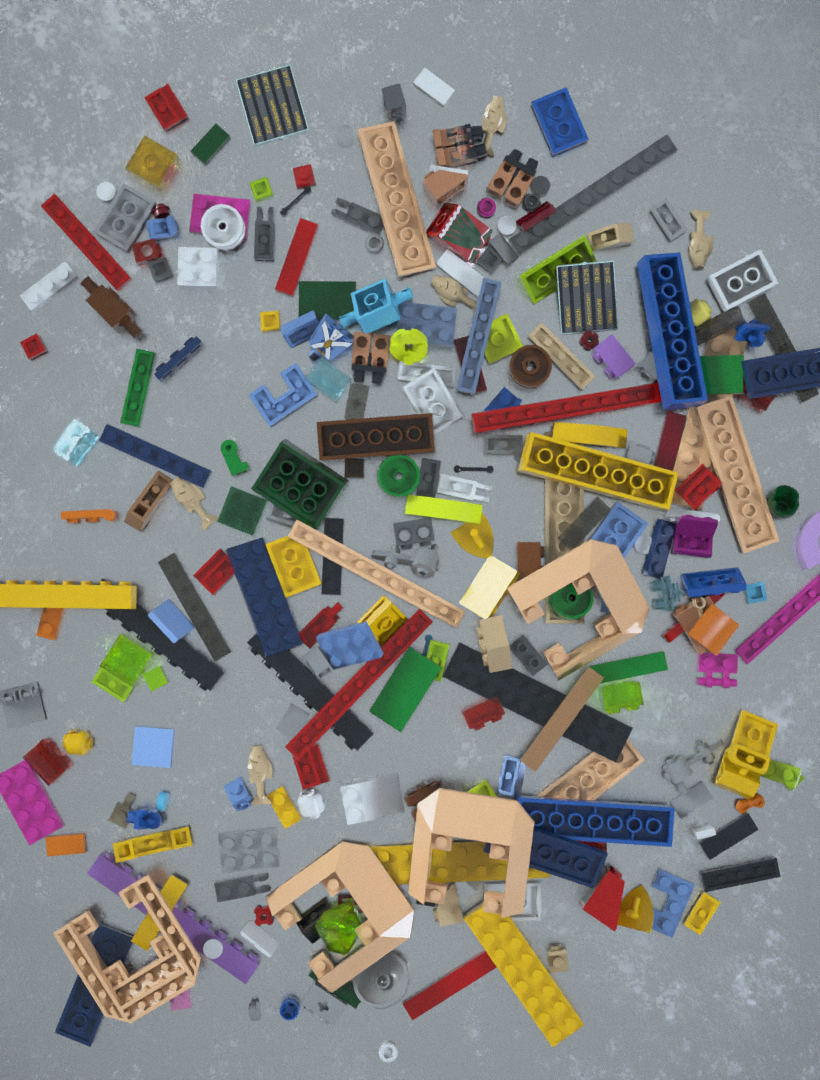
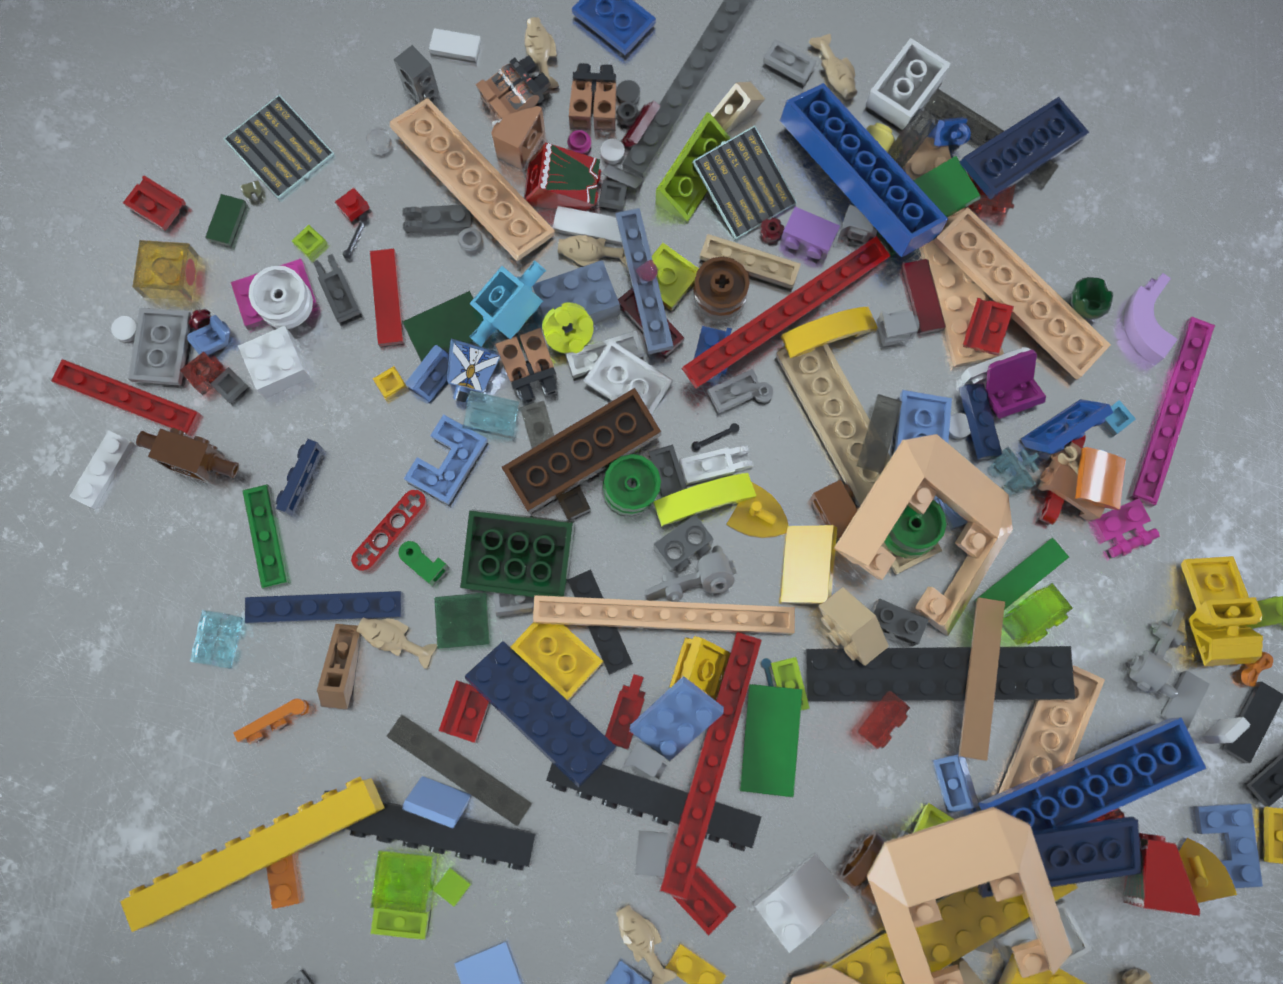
camera: 30 degrees left, 10 degrees down
(33, 346) = (112, 548): red plate -> none
(221, 422) = (385, 527): none -> red beam
(238, 128) = (251, 187): none -> olive hinge
(311, 803) = (727, 949): white head -> none
(483, 333) = (647, 271): none -> clear pink hinge
(598, 471) = (863, 364): yellow brick -> none

